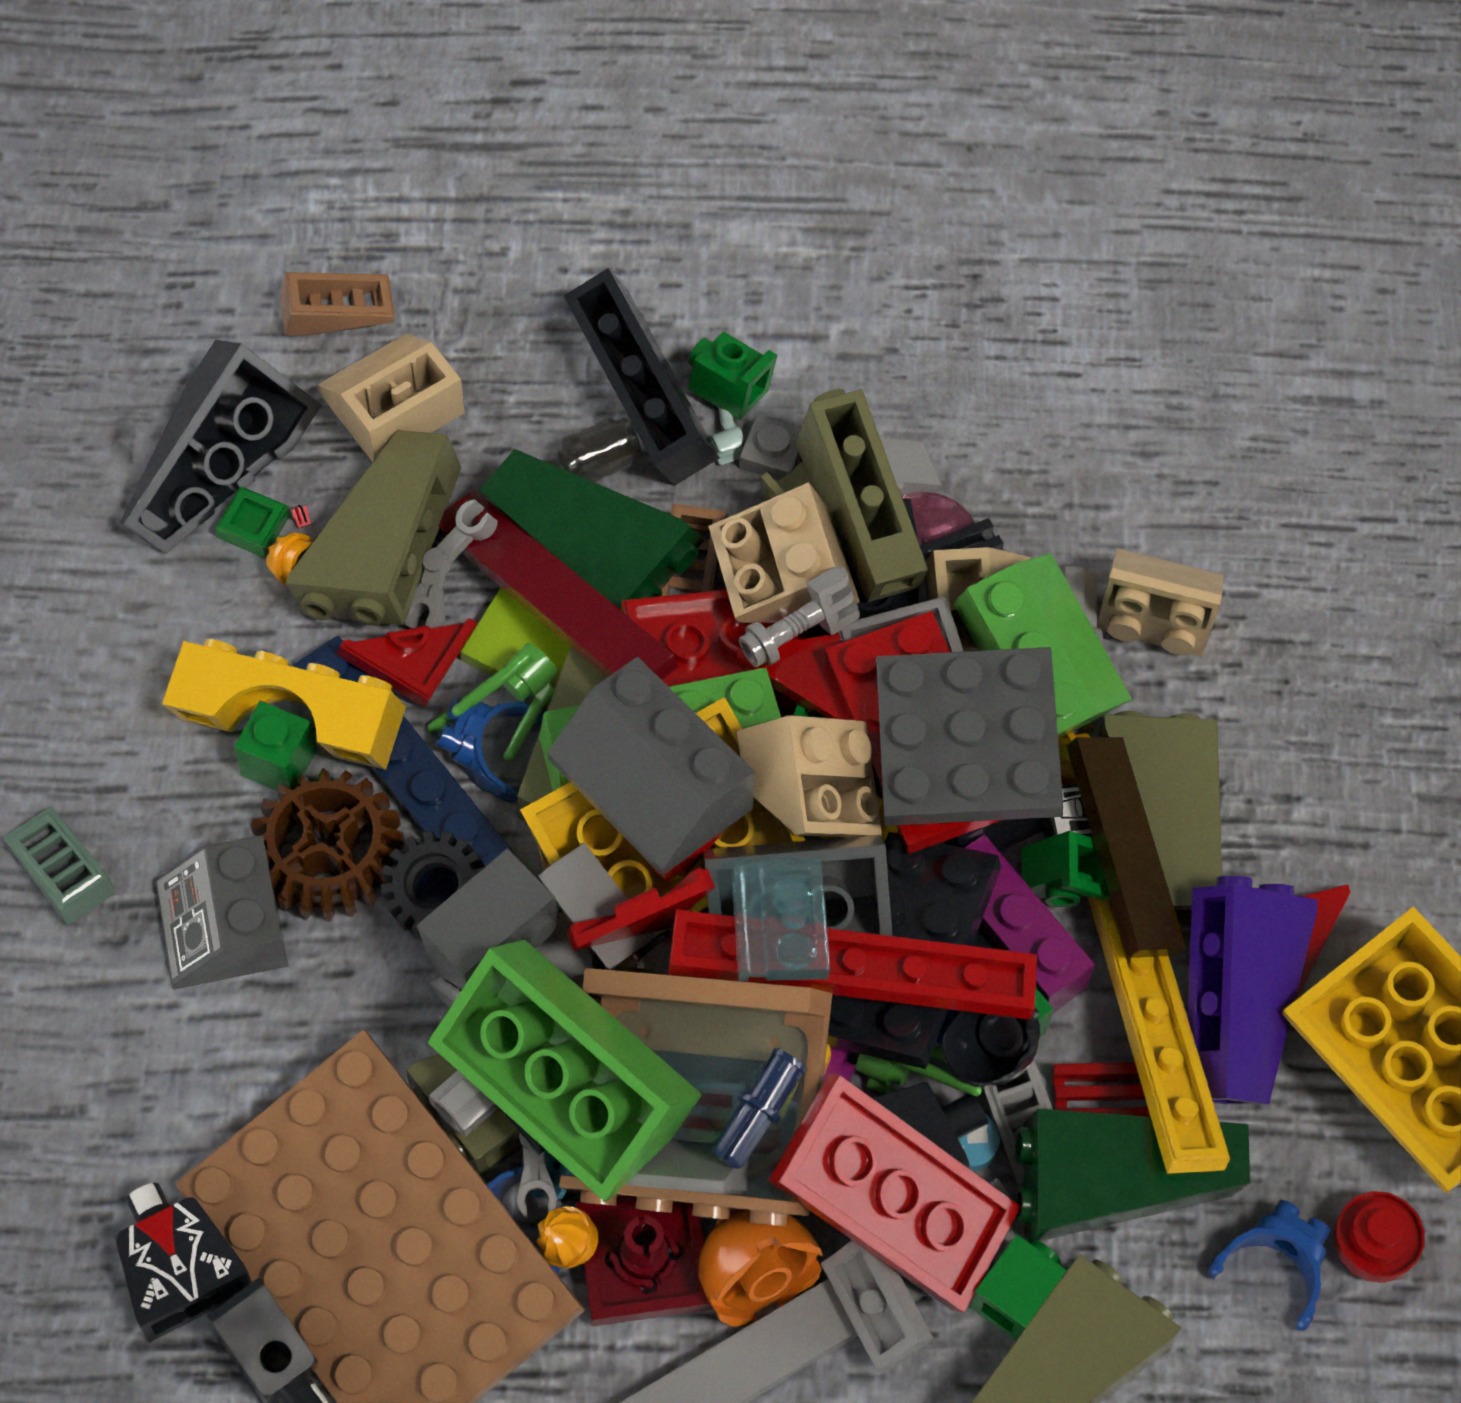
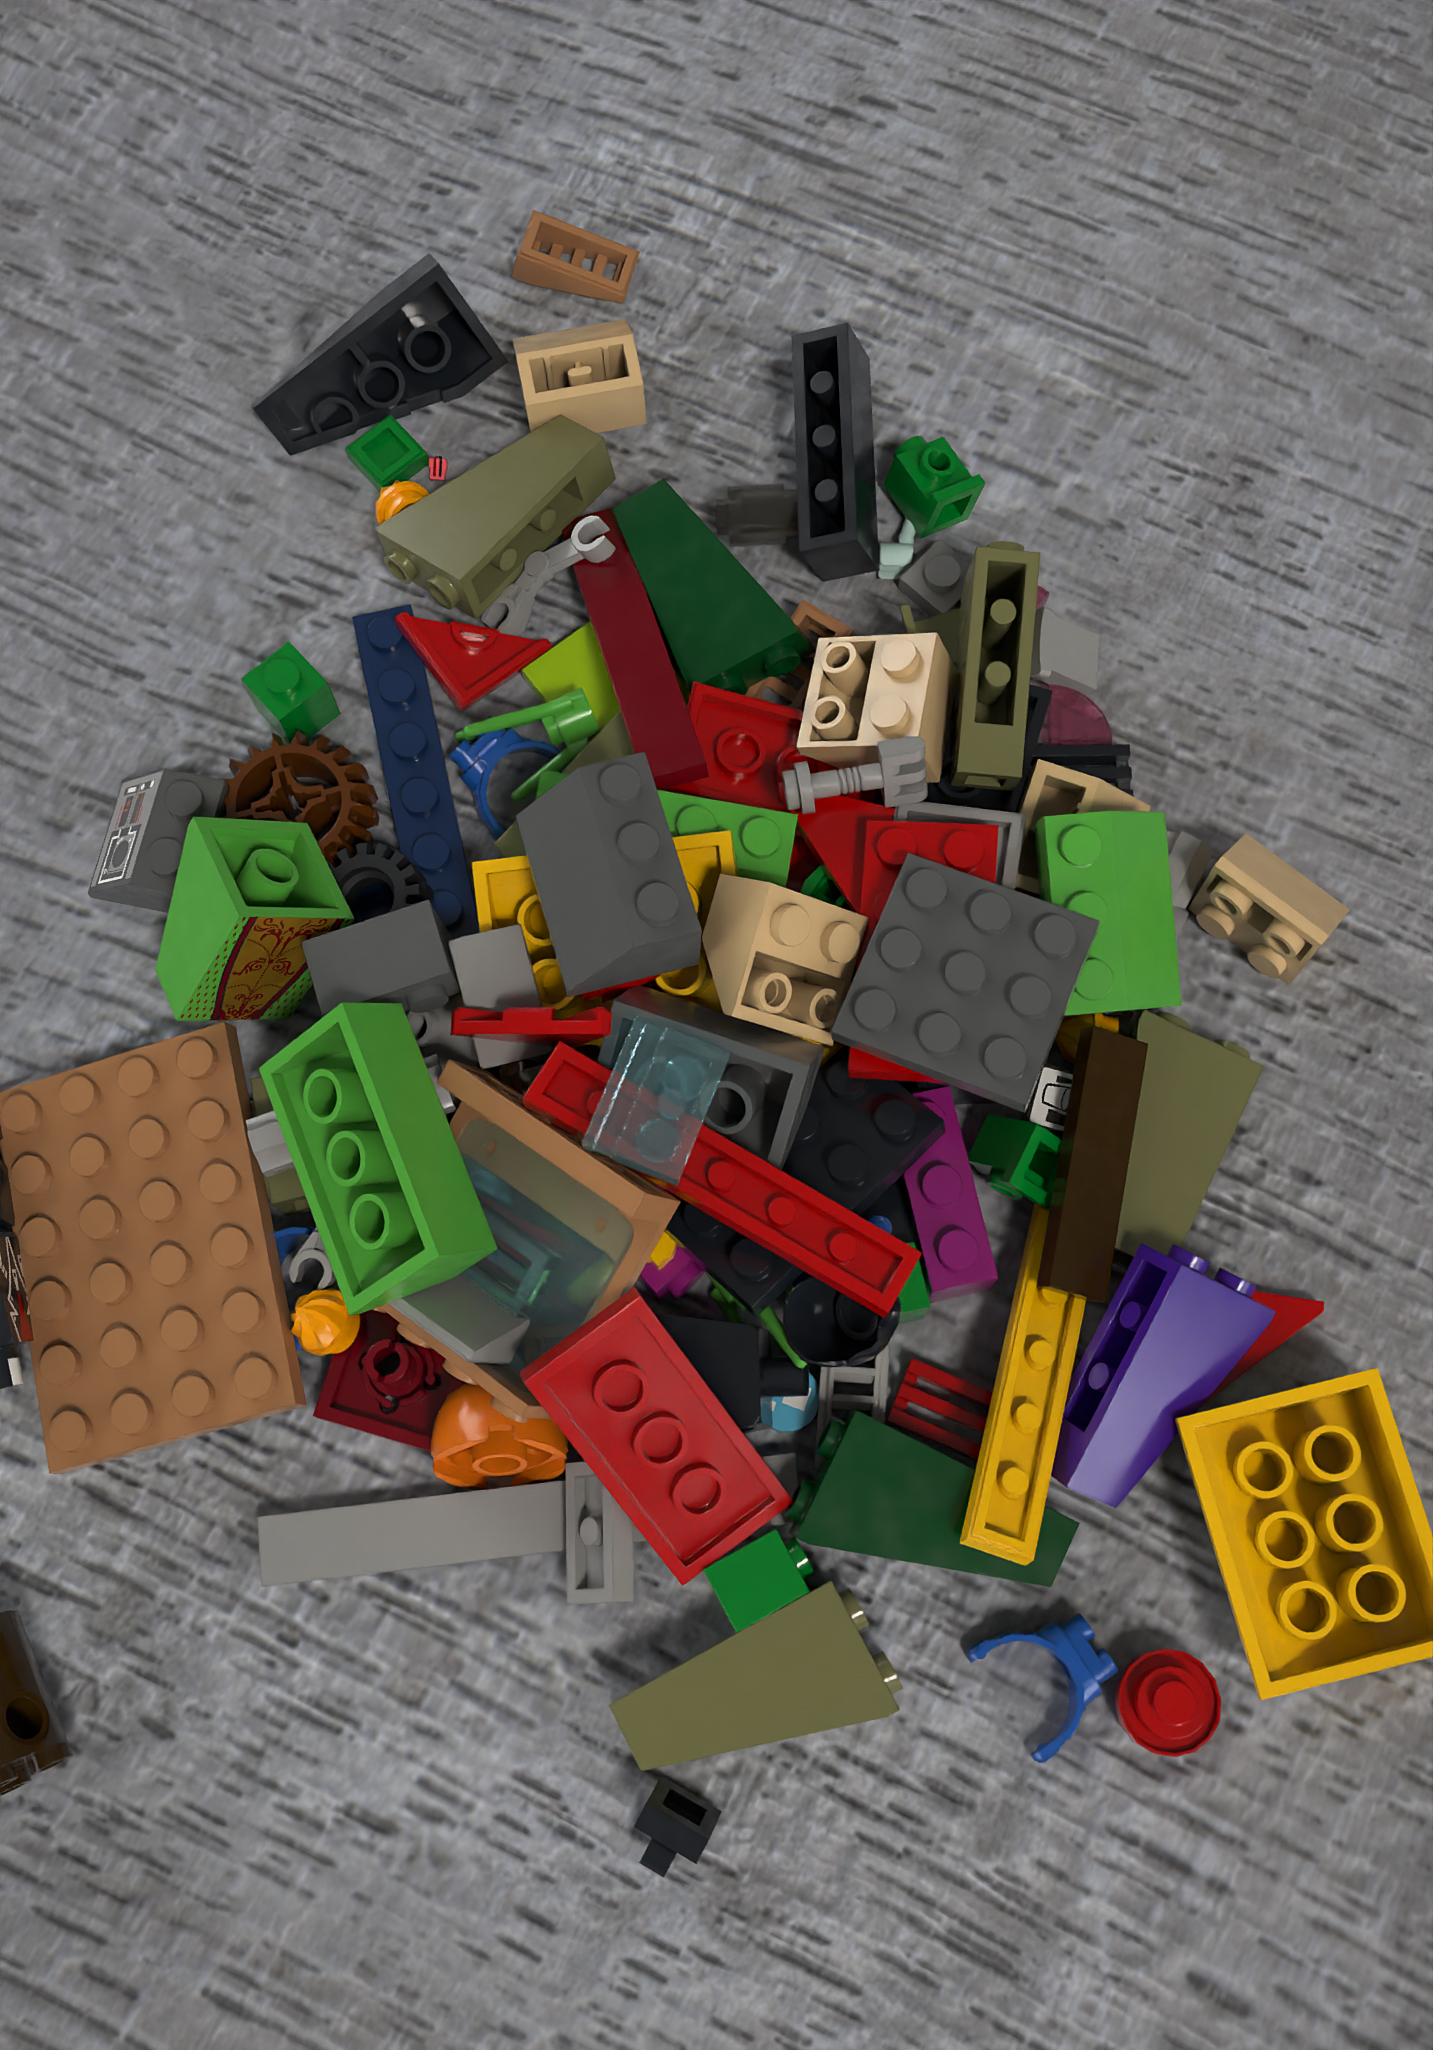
camera: 30 degrees right, 10 degrees up
(81, 896) = (48, 767): sand green slope -> none
(222, 687) = (361, 691): yellow arch -> none
(349, 937) = (240, 917): none -> bright green slope
(758, 1108) = (545, 1290): dark blue axle -> none

